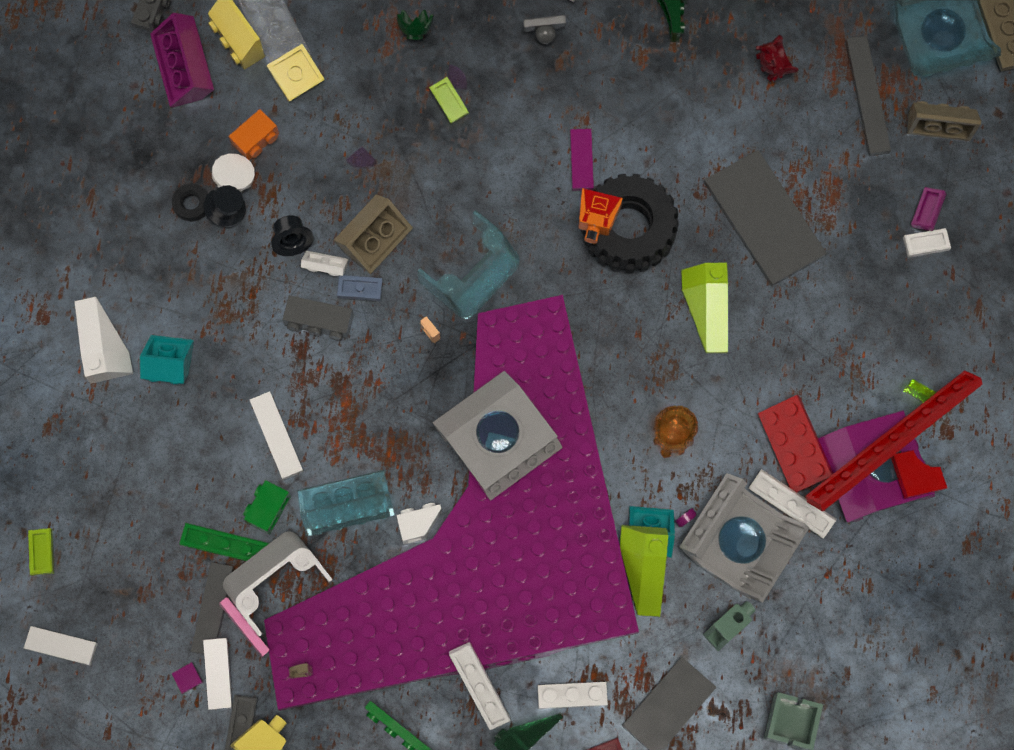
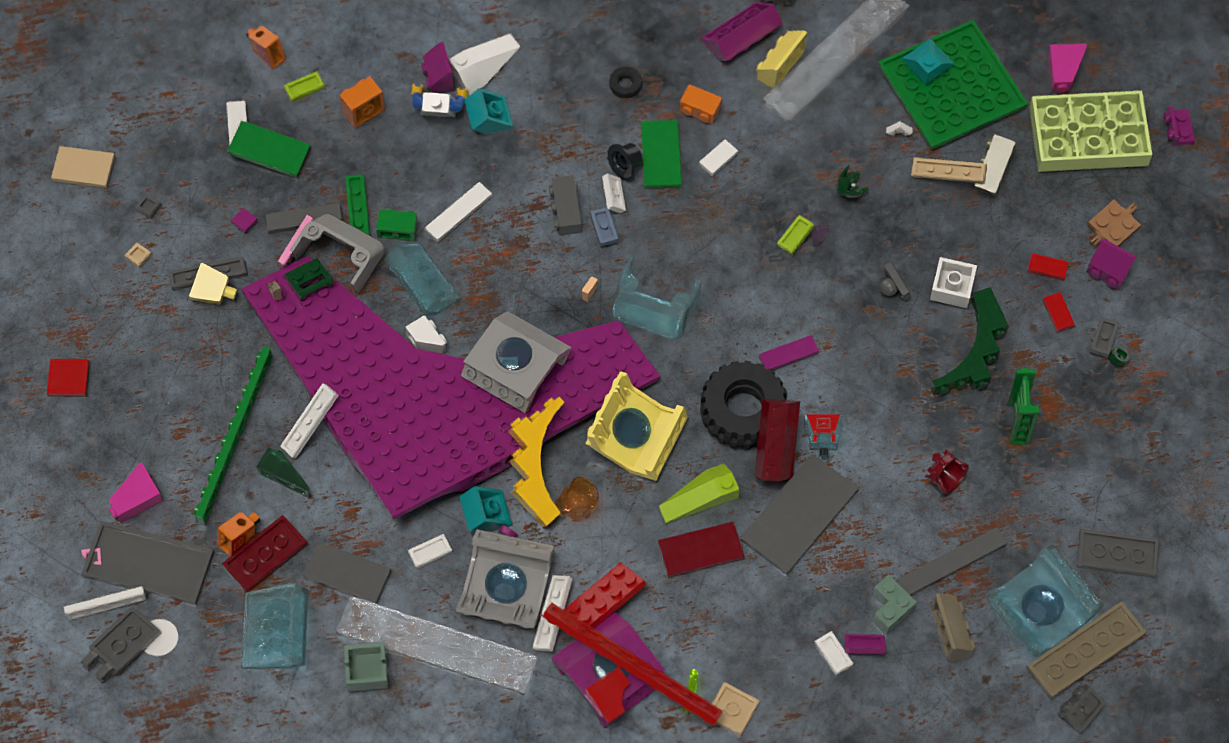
camera: 70 degrees right, 10 degrees down
(91, 393) = (438, 70): none -> magenta slope
(96, 492) = (362, 102): none -> orange brick
(107, 619) = (268, 149): none -> green tile
(135, 410) = (438, 104): none -> torso
(217, 673) = (255, 238): white tile -> none
(224, 206) = (631, 106): black piece -> none
(233, 171) = (661, 101): white tile -> none
(291, 195) = (661, 154): none -> green tile
(293, 629) = (306, 275): none -> dark green plate
(295, 72) = (768, 114): light yellow tile -> none
(324, 142) = (718, 157): none -> white tile
(361, 158) = (716, 189): clear purple tile -> none
(373, 233) = (653, 219): dark tan slope -> none
(572, 695) = (330, 498): white plate -> none
(597, 213) = (732, 368): torso -> none
(618, 341) = (635, 429): none -> light yellow panel
(619, 463) = (527, 462): none -> yellow arch
(645, 564) = (455, 509): lime wedge -> none
(674, 608) = (430, 551): none -> white tile
(687, 160) = (822, 432): none -> torso
(689, 205) = (777, 439): none -> dark red slope
(729, 625) = (423, 592): sand green torso -> none
(770, 328) = (700, 549): none -> dark red tile
(787, 639) = (437, 645): none -> clear plate
(898, 162) = (896, 604): none -> sand green brick
(954, 358) = (736, 708): none -> tan tile

